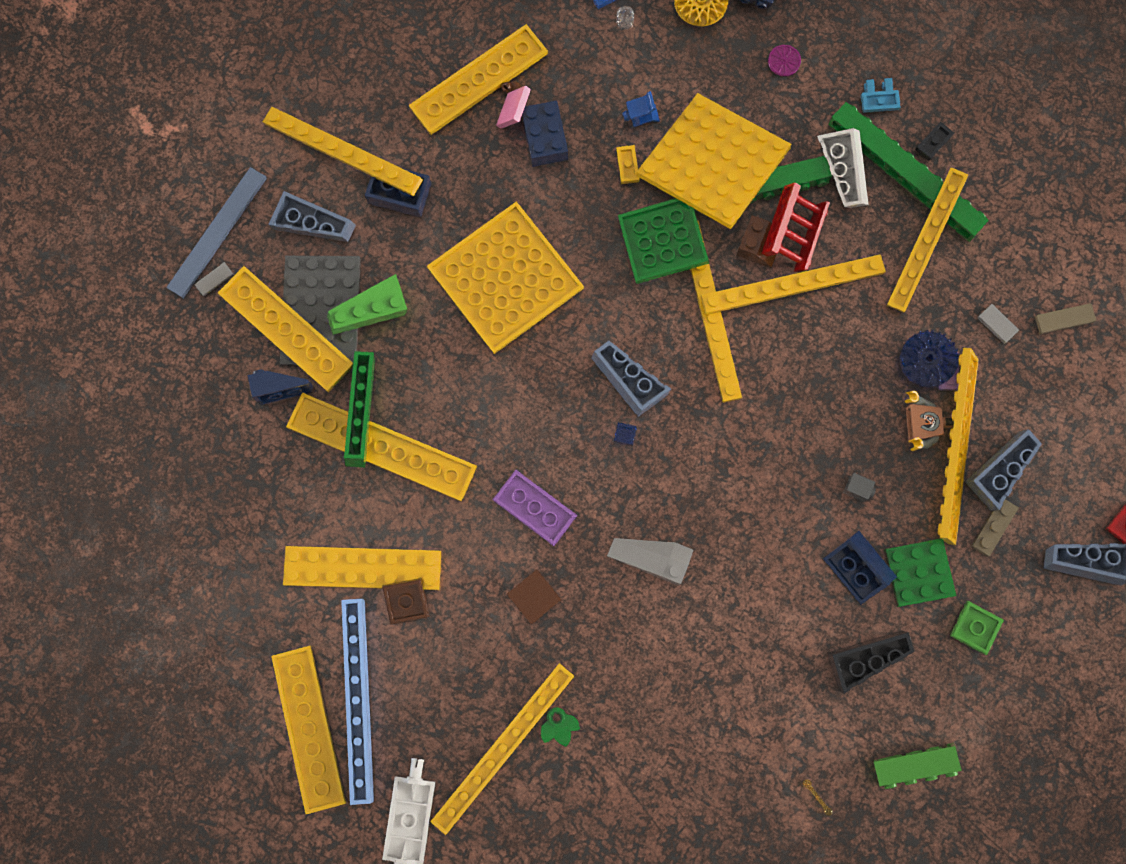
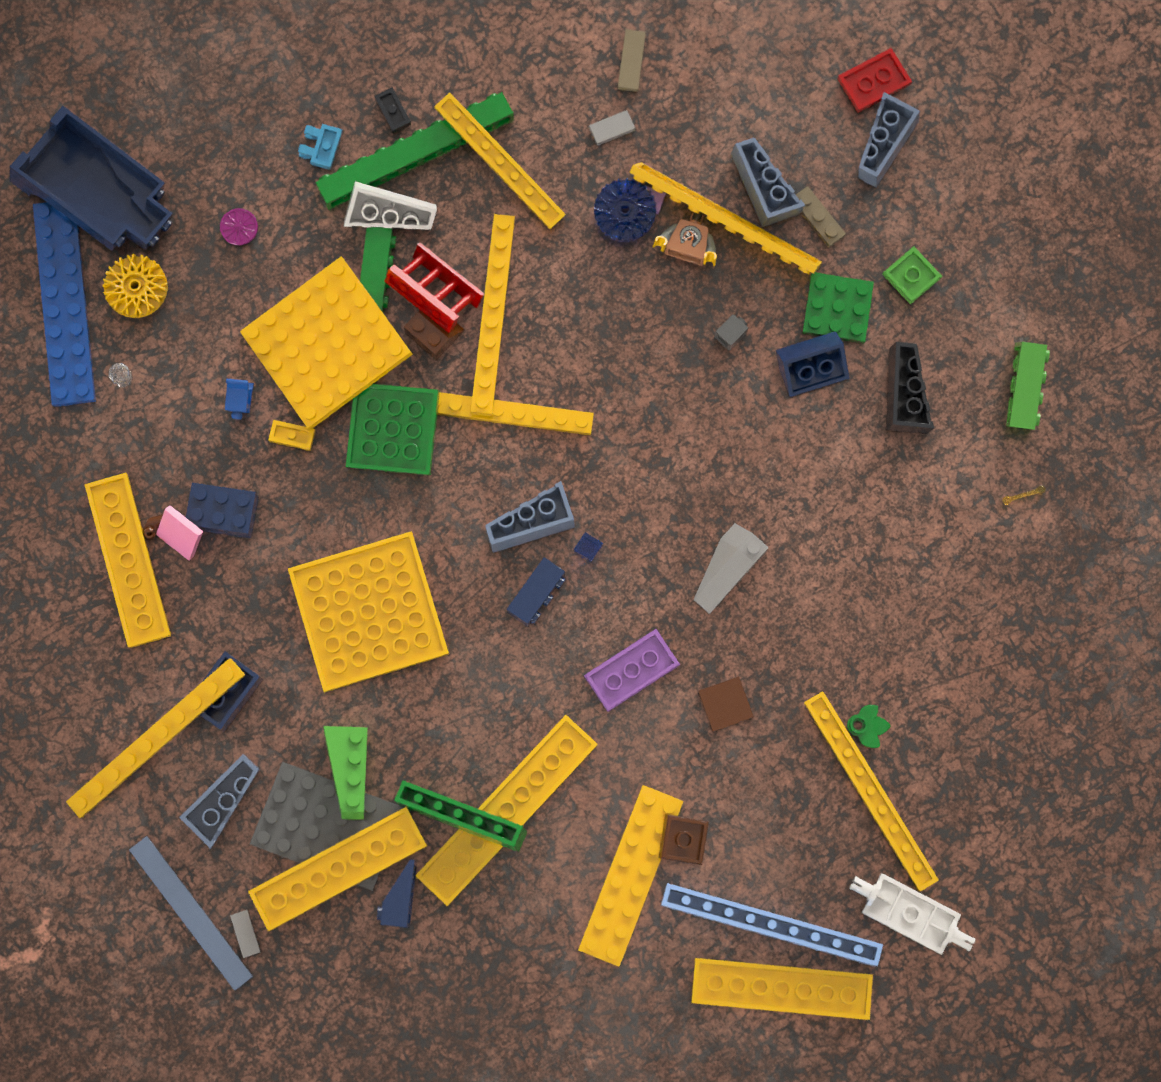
camera: 75 degrees left, 0 degrees up
(570, 405) = (536, 592): none -> dark blue brick

